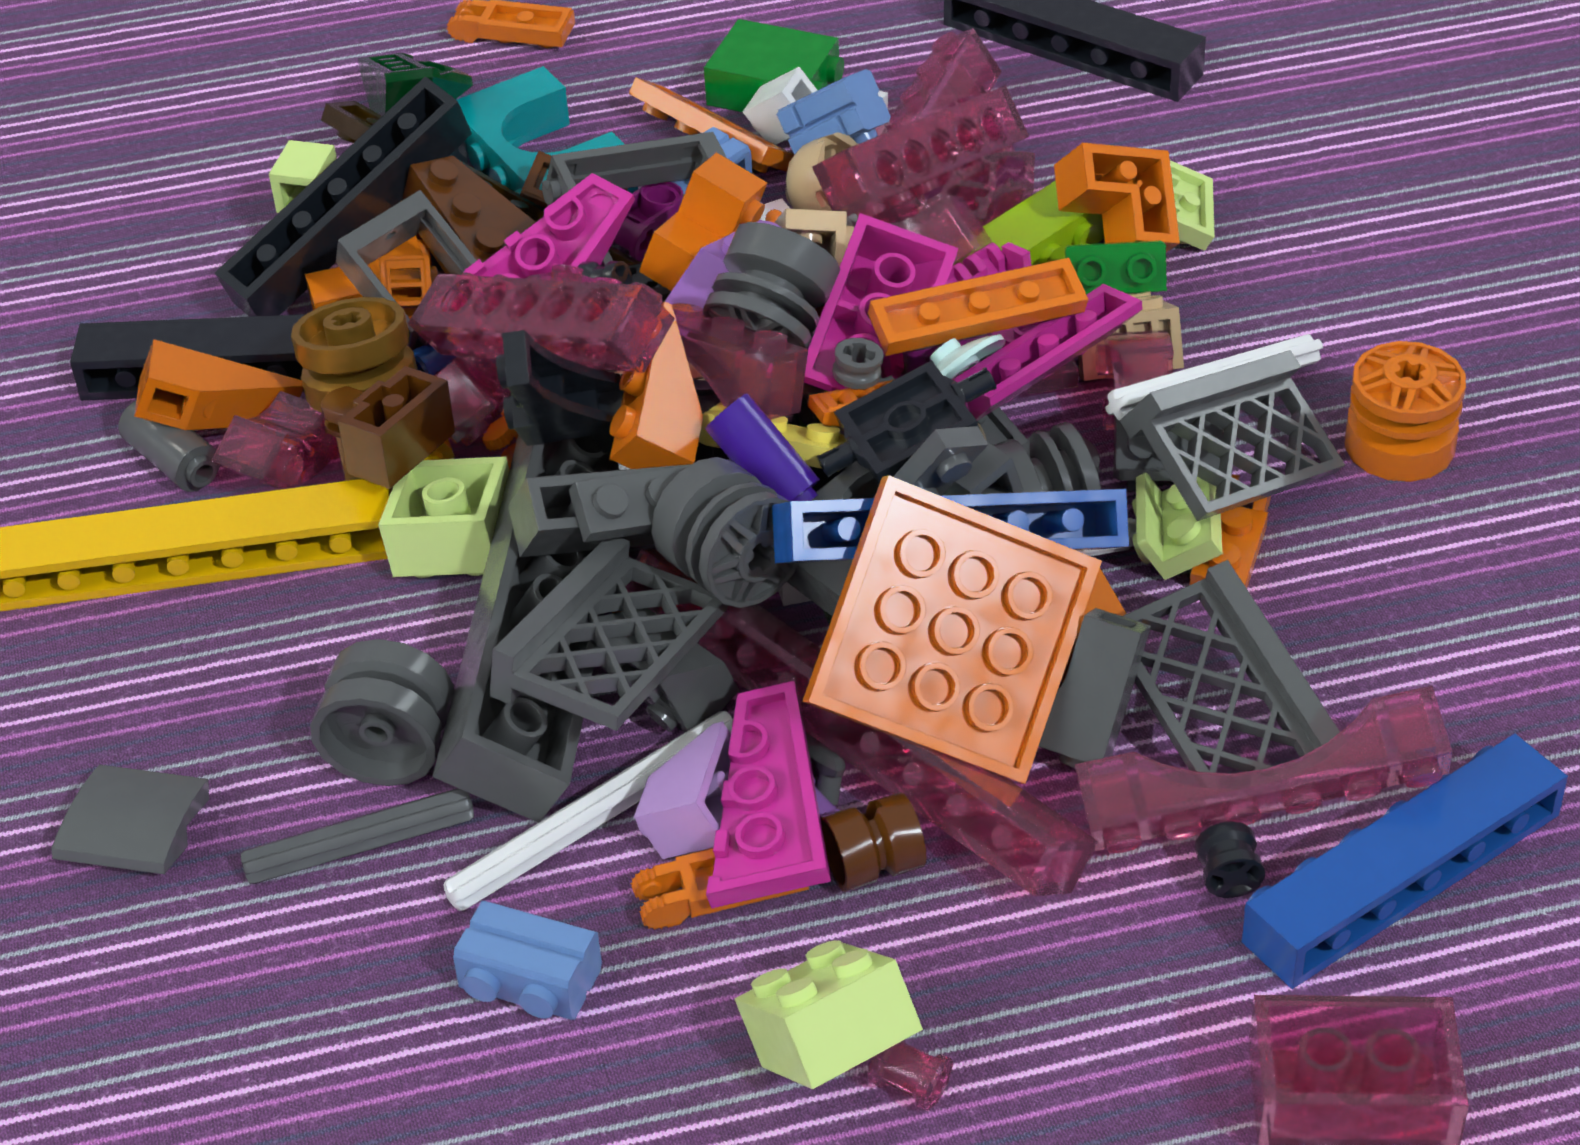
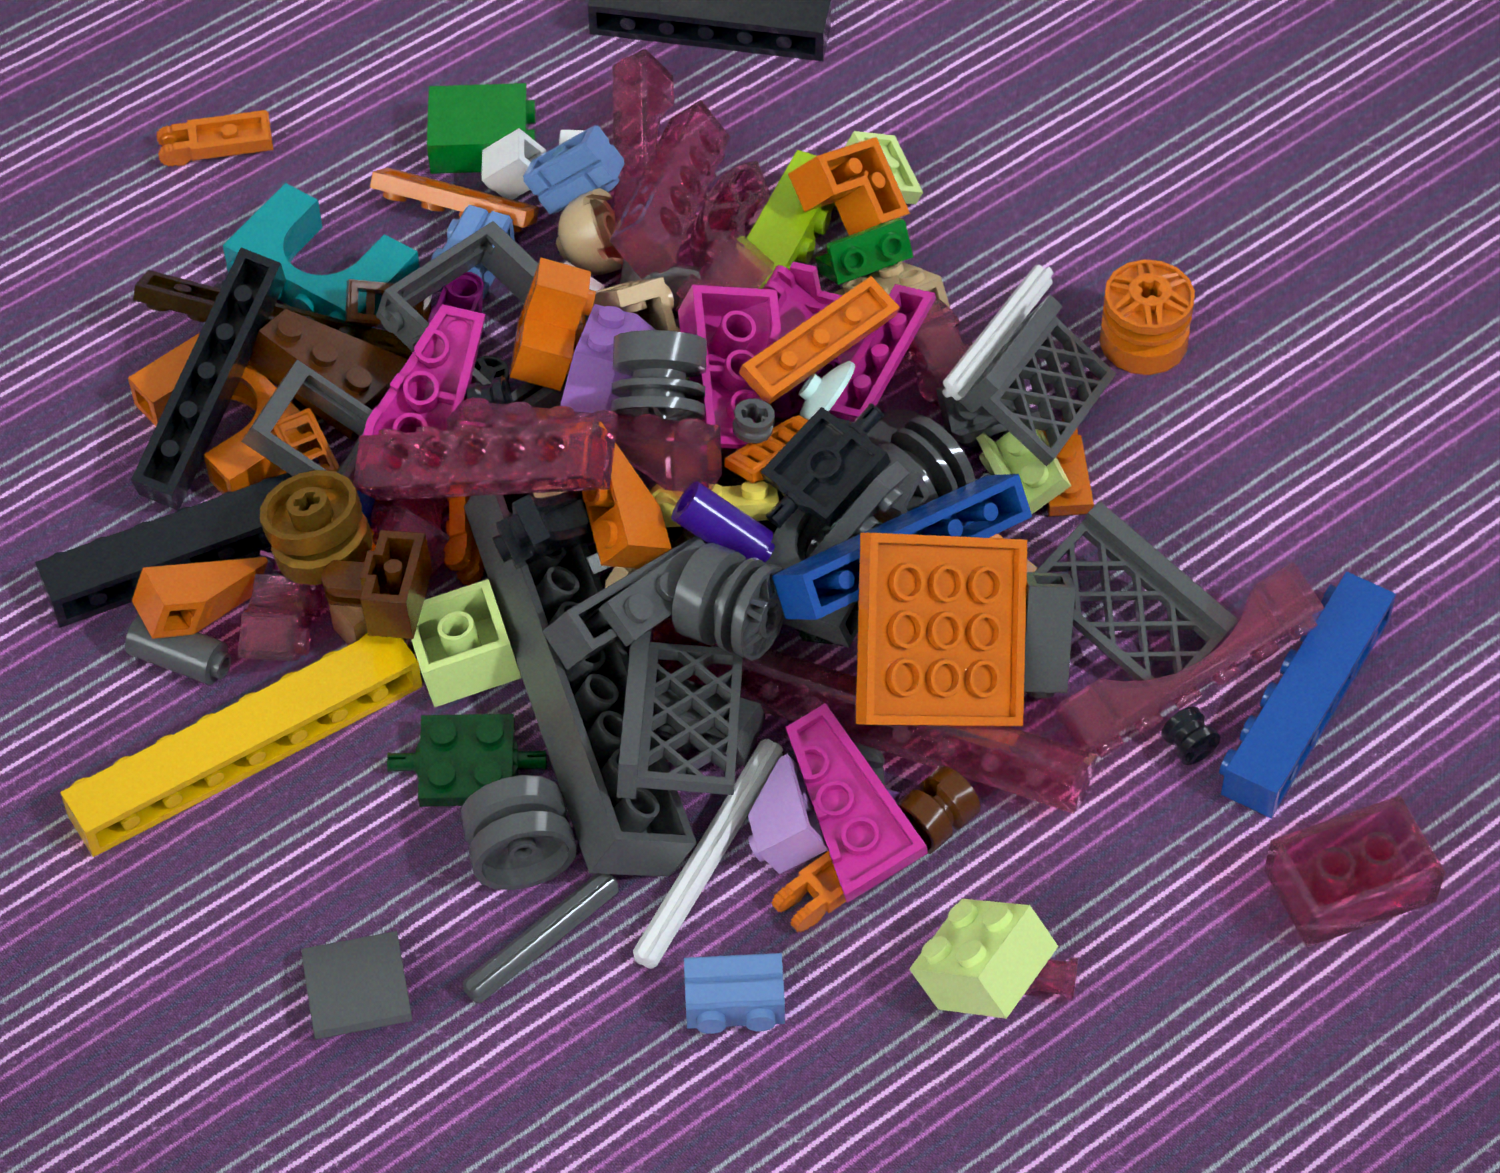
camera: 25 degrees left, 10 degrees up
(297, 168) = (155, 362): yellowish green brick -> none
(392, 614) = (463, 755): none -> dark green plate
(394, 75) = (176, 236): dark green wedge -> none

